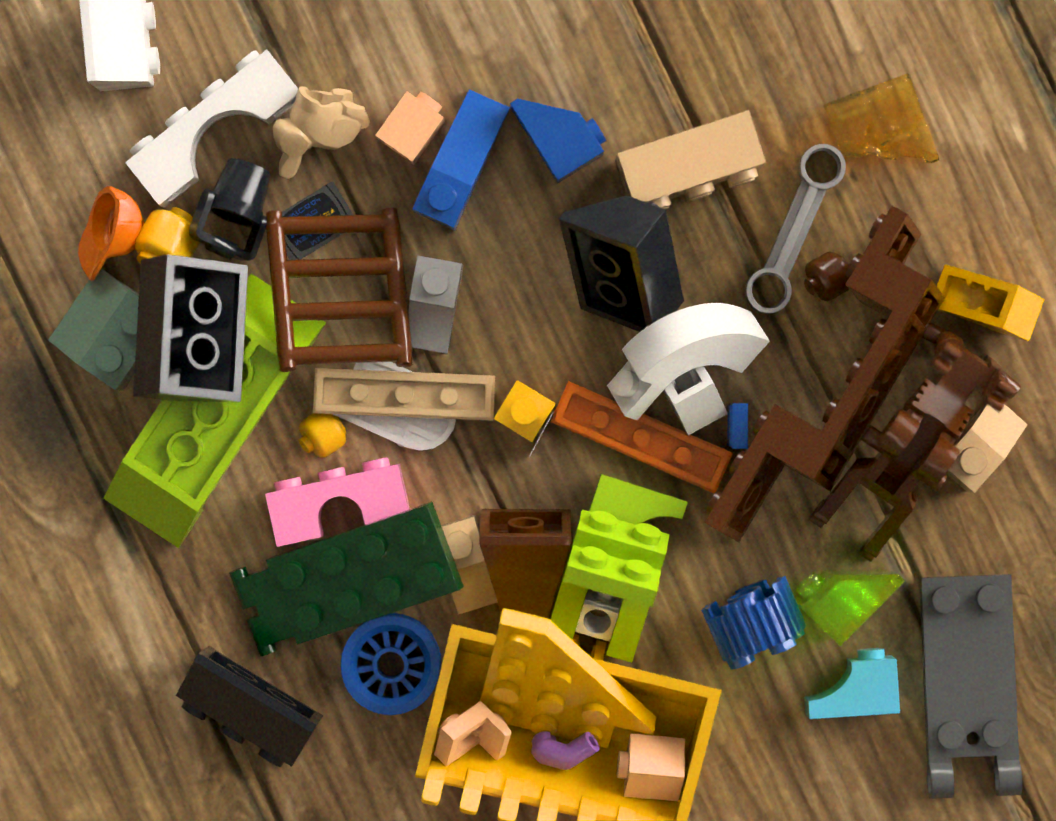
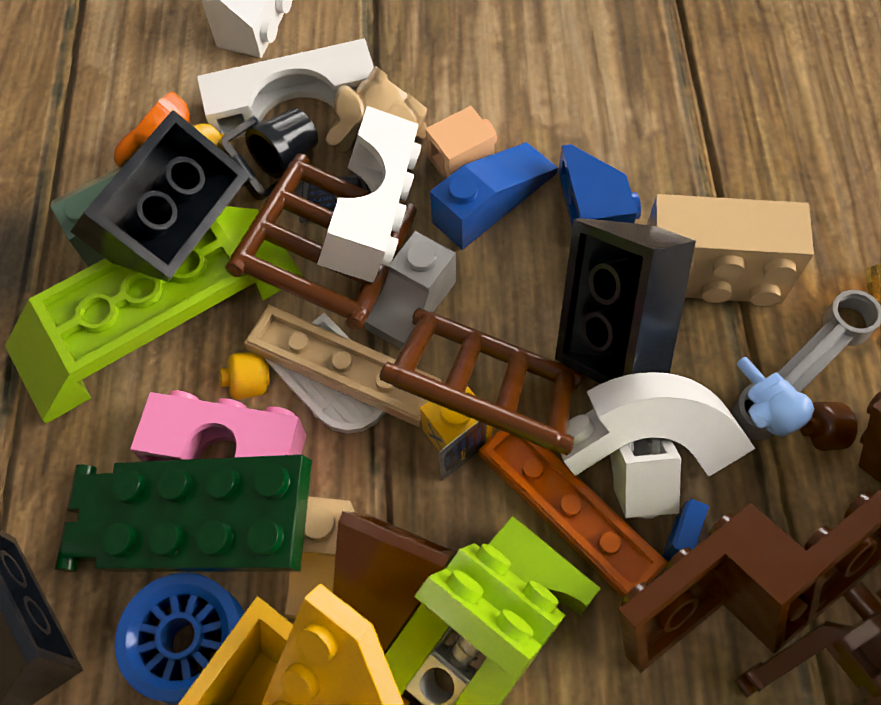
camera: 30 degrees right, 25 degrees down
(347, 177) = (362, 226): none -> white arch
(521, 413) = (452, 393): none -> reddish brown bar
(776, 292) = (775, 402): none -> light blue piece

